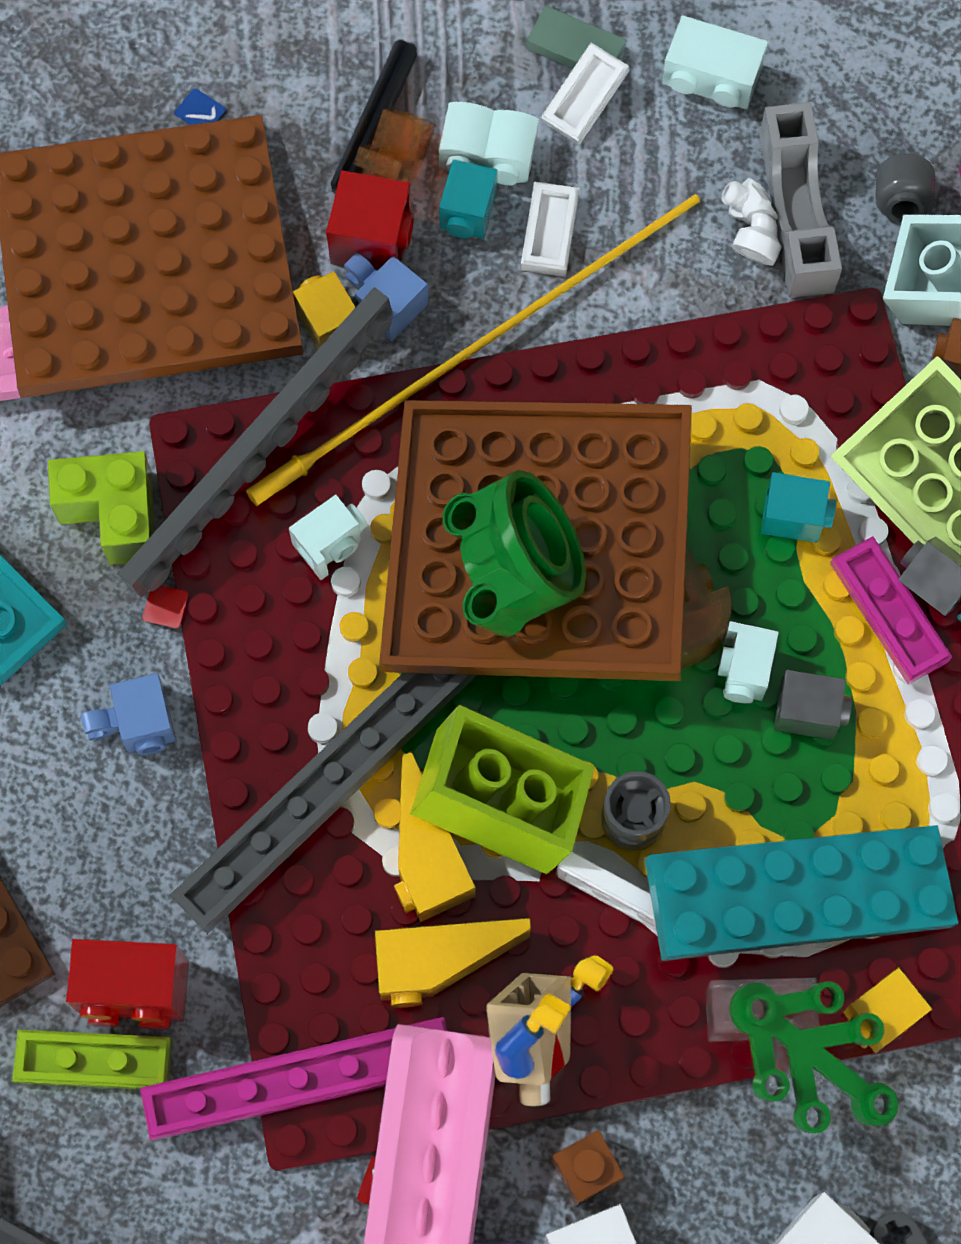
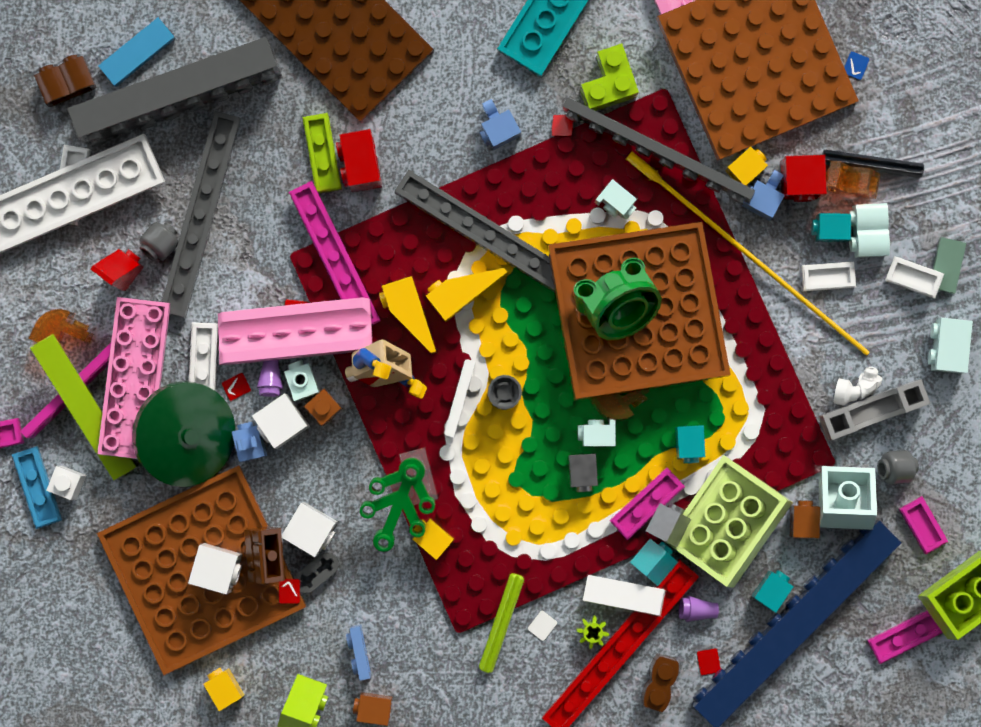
camera: 75 degrees right, 15 degrees up
(503, 790) = (496, 322): lime brick -> none
(546, 1205) = (308, 388): none -> light aqua brick
(799, 892) = (481, 484): teal plate -> none

